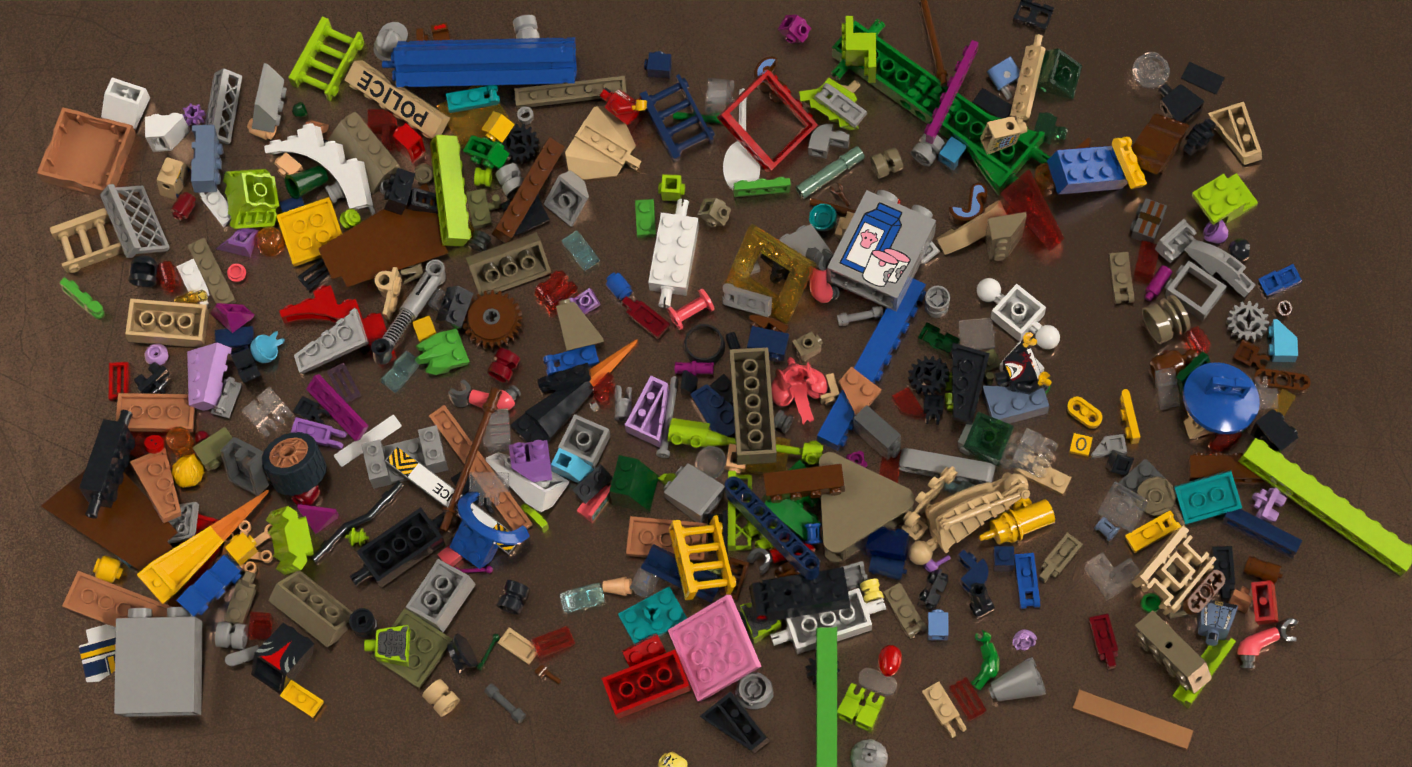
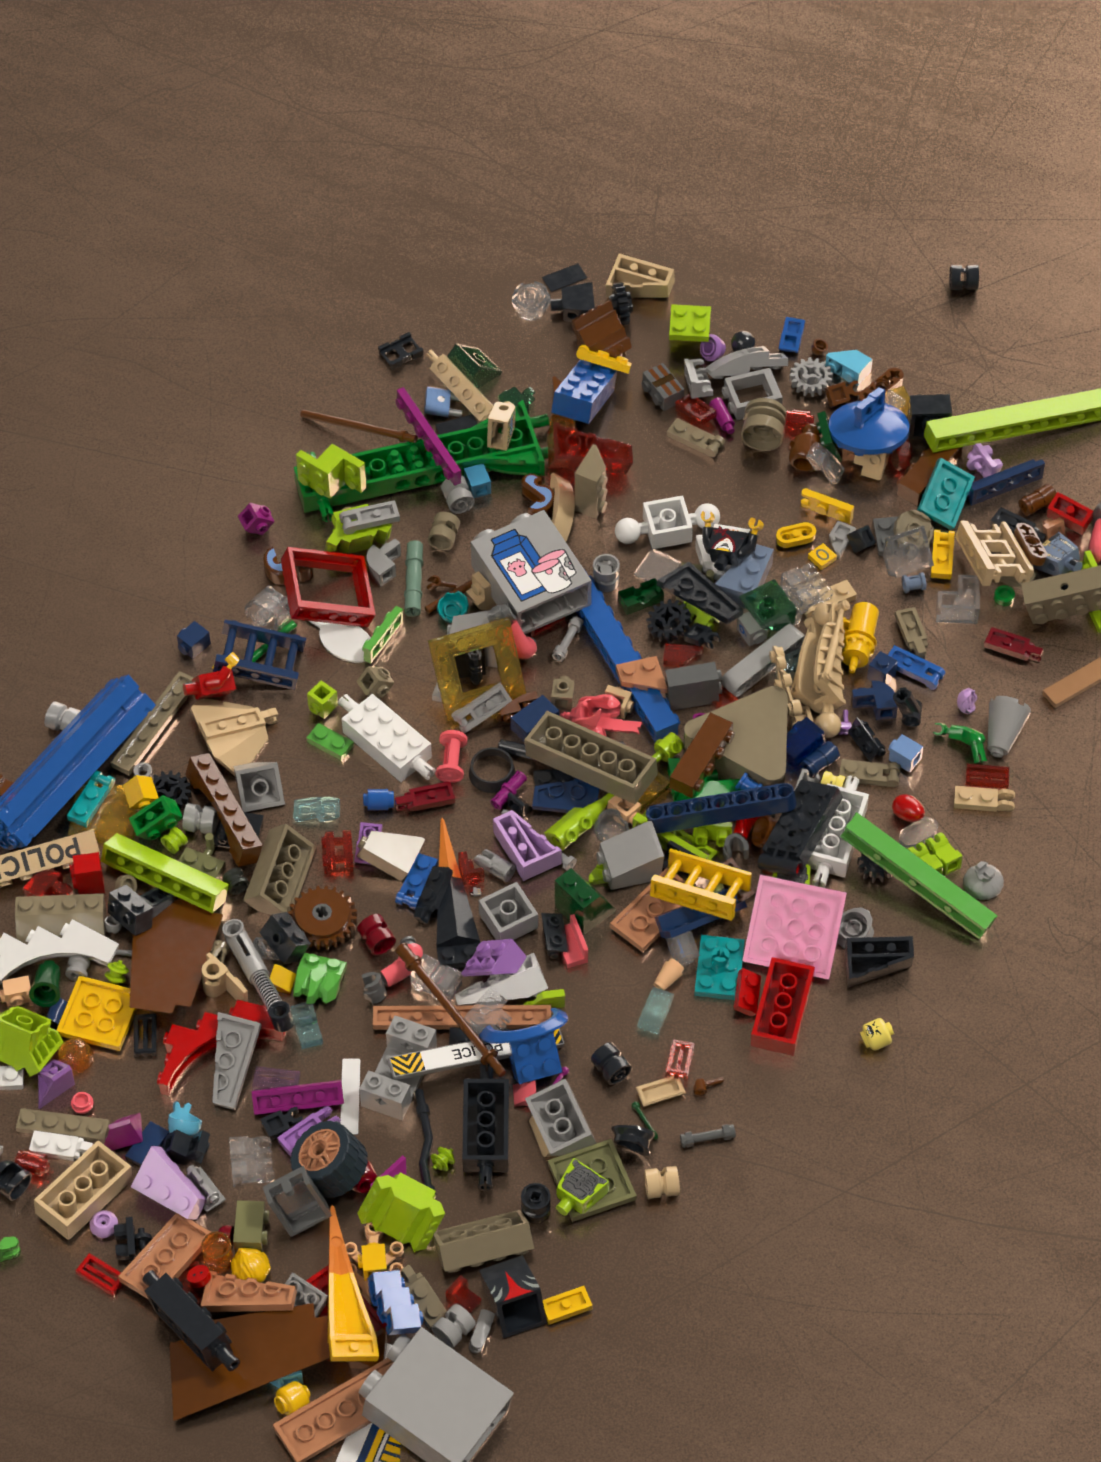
camera: 60 degrees left, 15 degrees down
(192, 297) = (78, 1148): clear yellow pin -> none
(570, 466) = (526, 936): medium azure slope -> none

